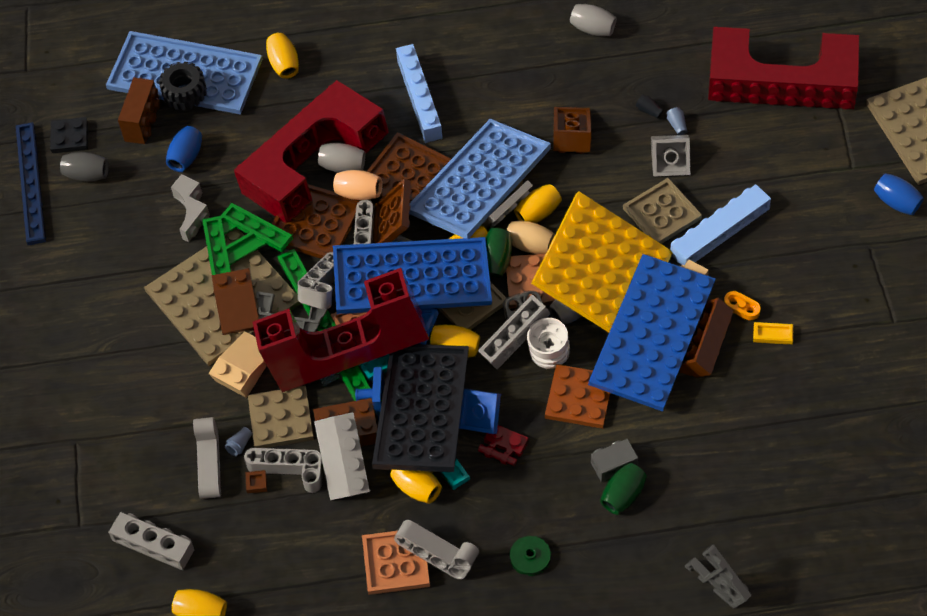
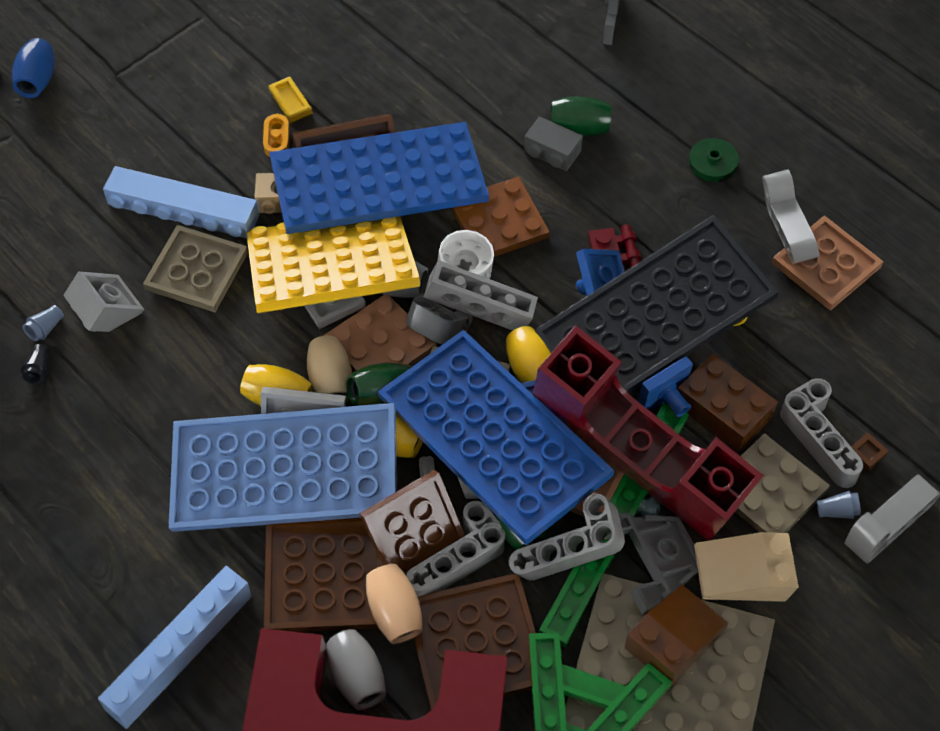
camera: 130 degrees left, 0 degrees up
(341, 456) = (771, 364): light grey slope -> none
(571, 129) = (125, 426): reddish brown slope -> none

